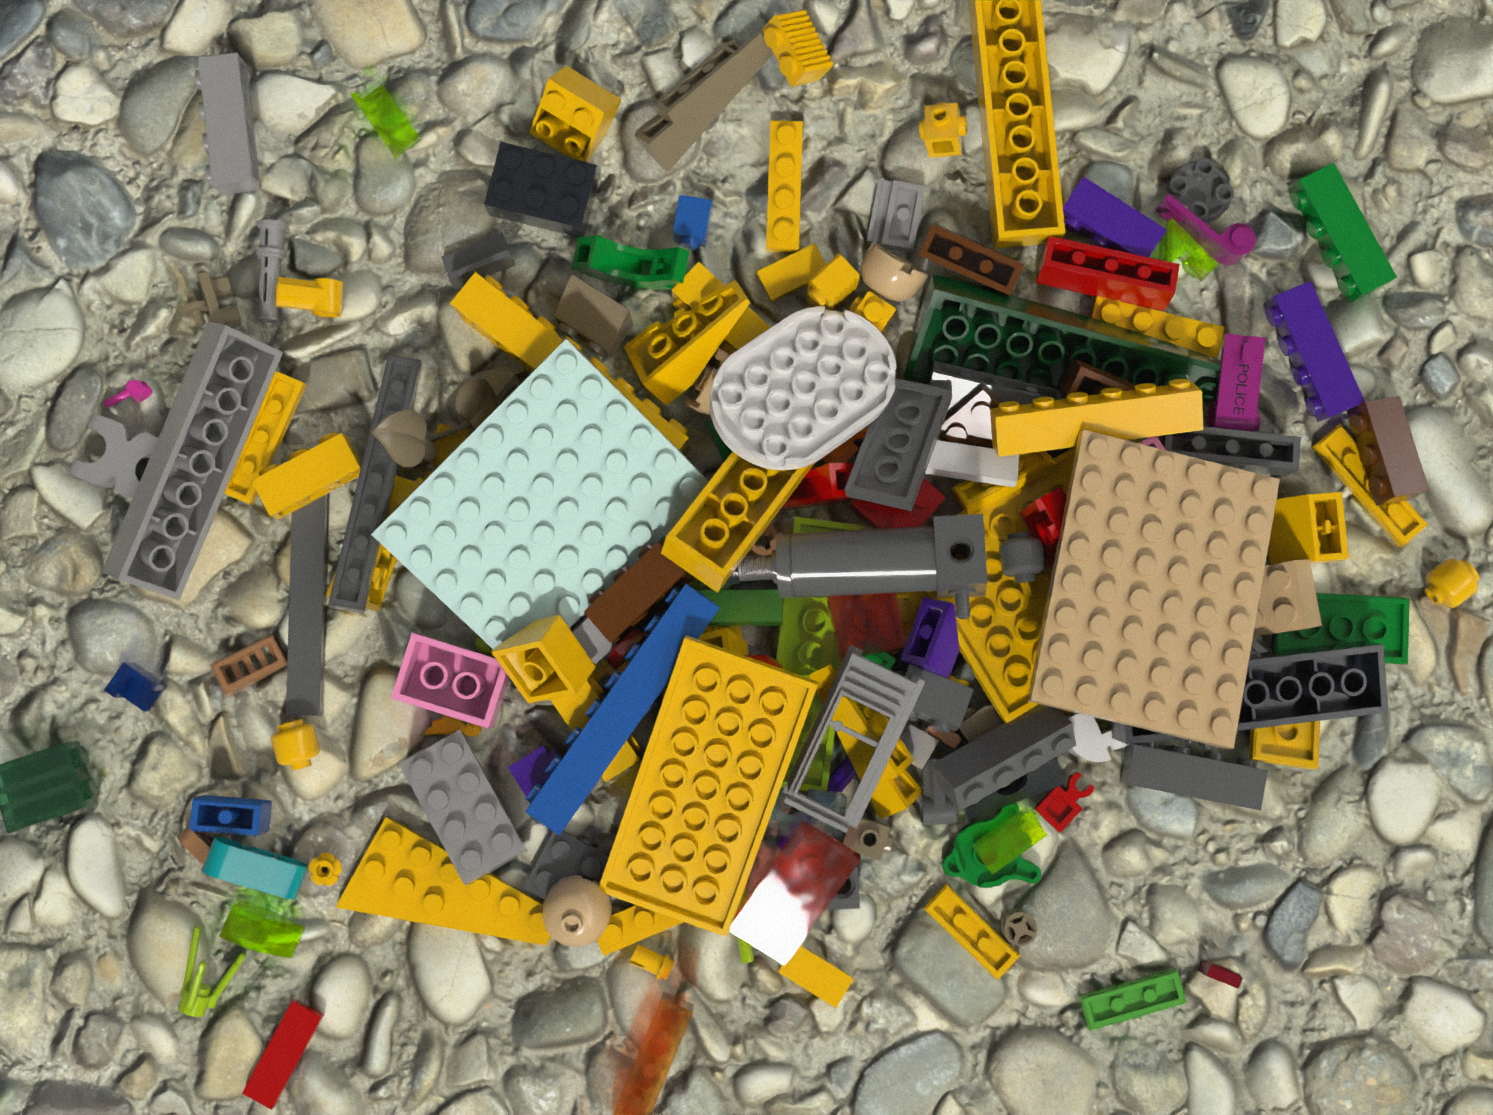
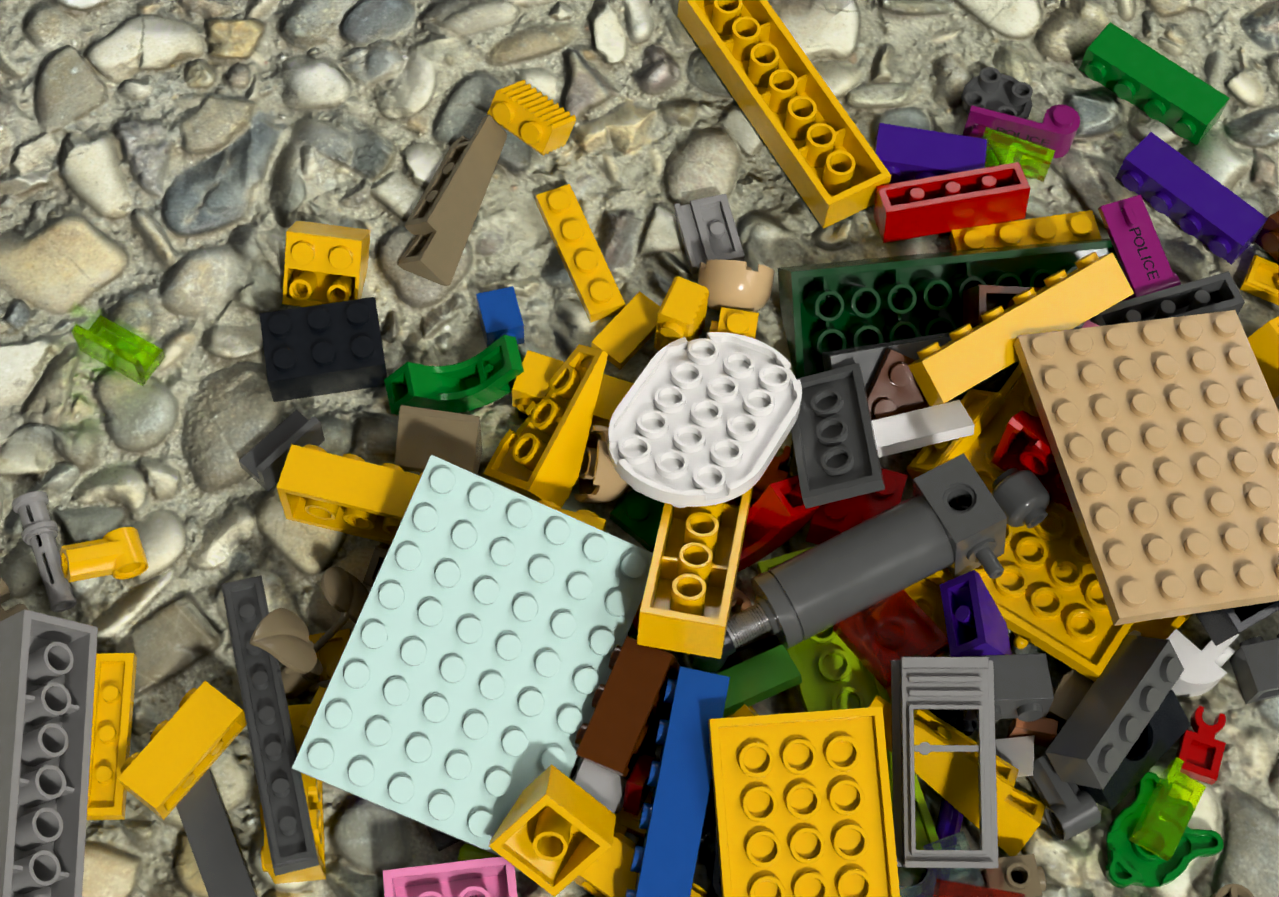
camera: 25 degrees left, 20 degrees down
(943, 129) = (715, 129): yellow brick -> none
(971, 258) = (809, 240): reddish brown brick -> none

